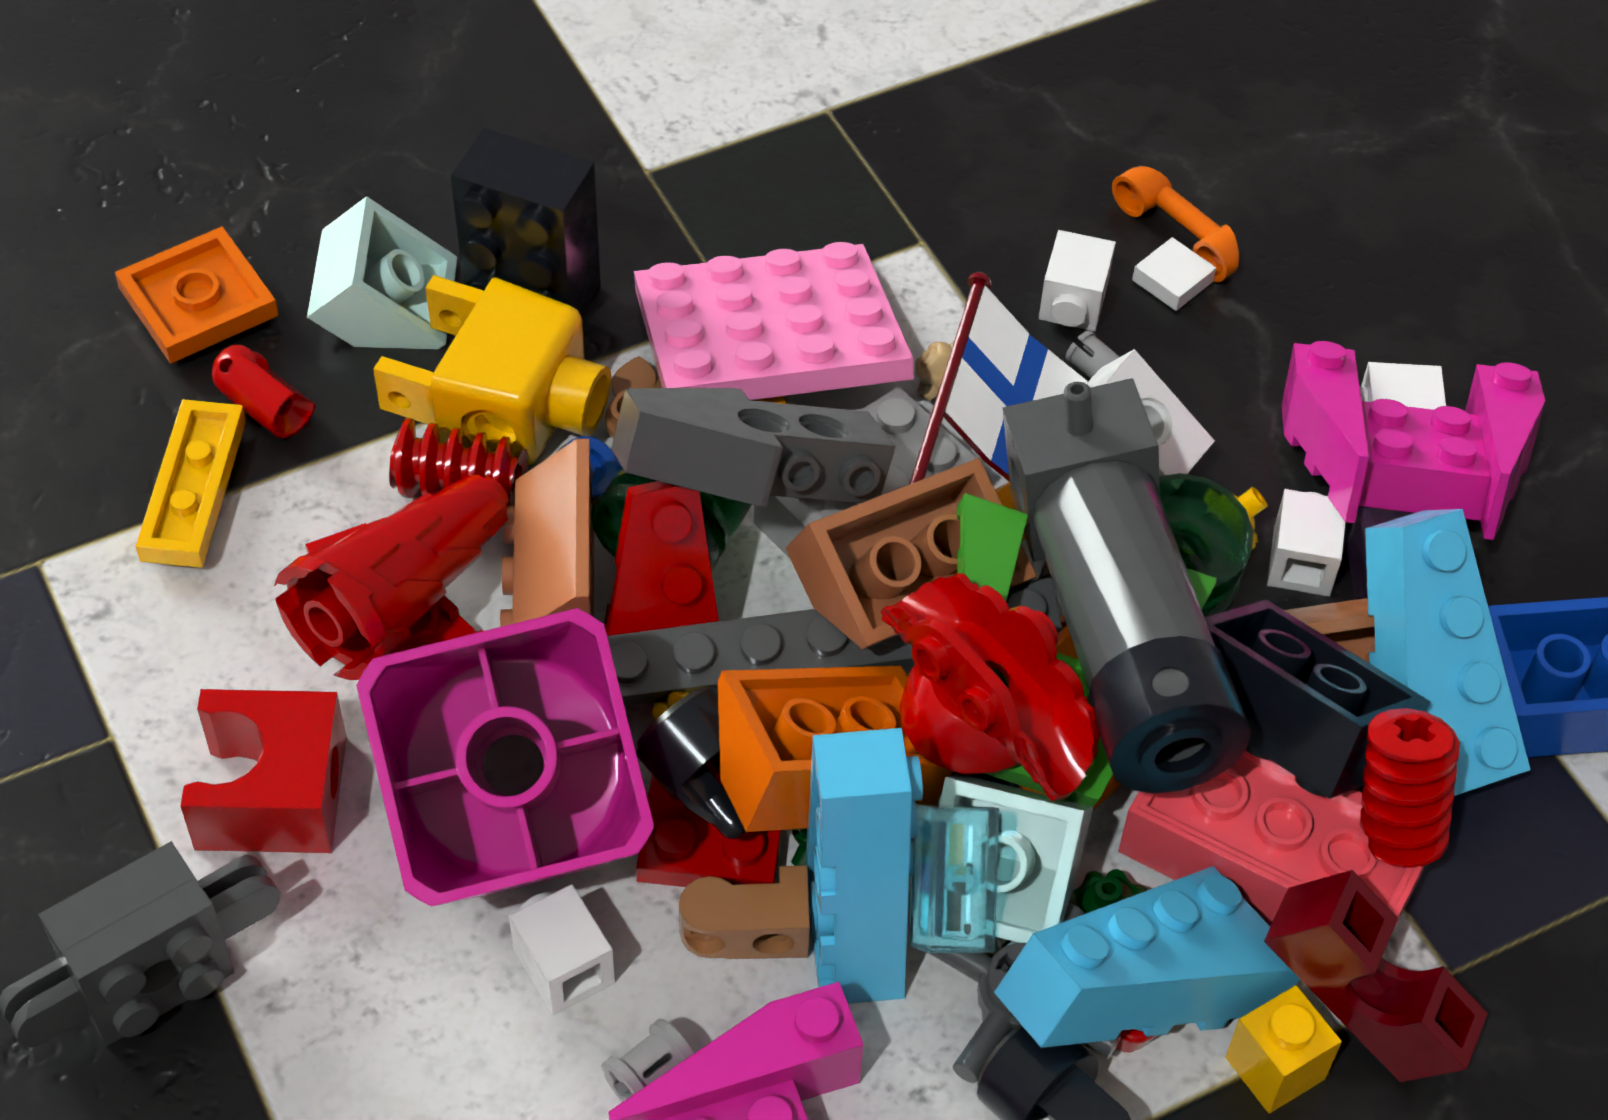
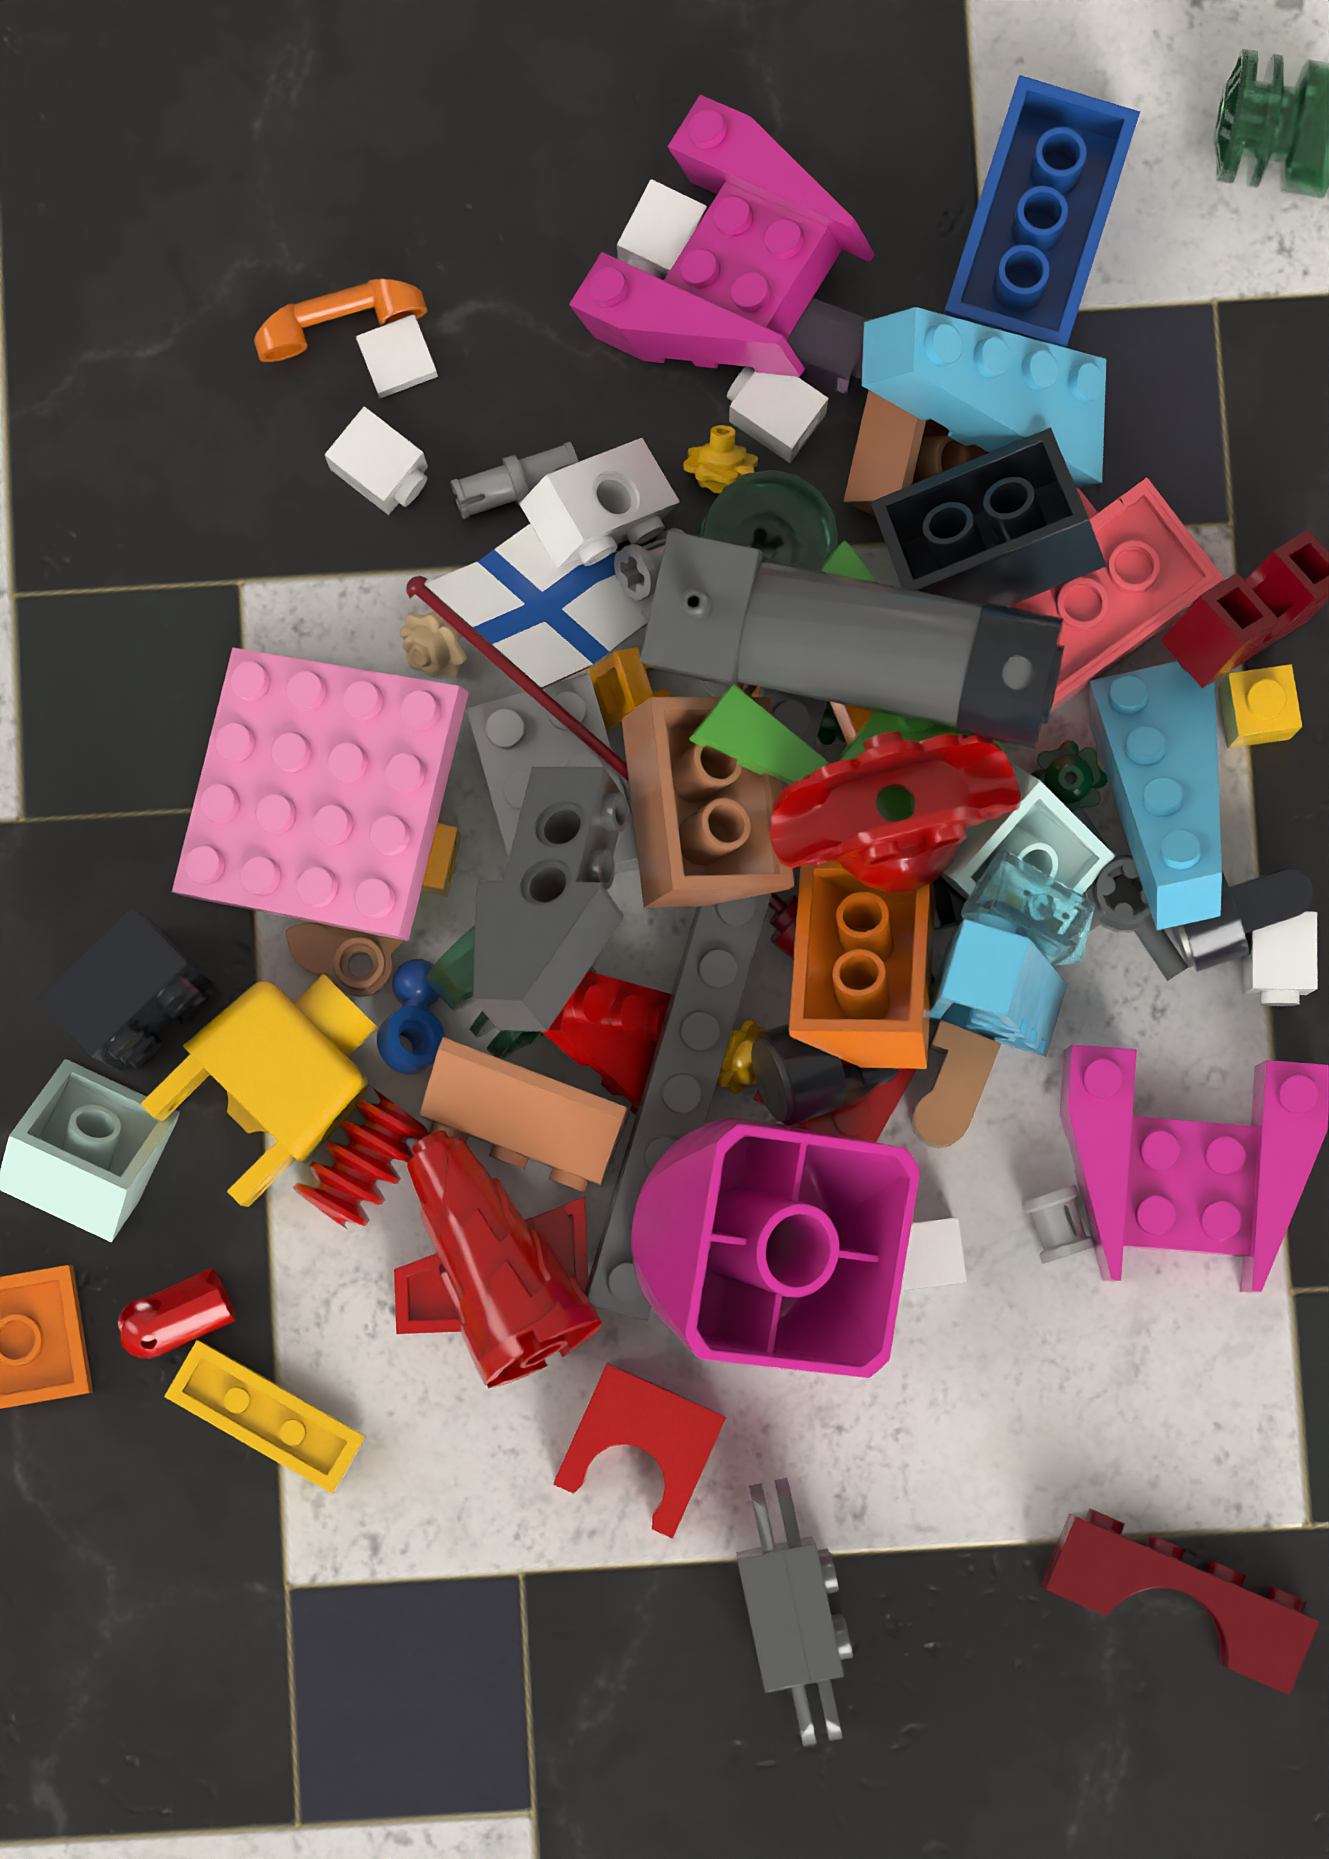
camera: 60 degrees left, 30 degrees up
(1408, 786) = (1131, 497): red piece -> none

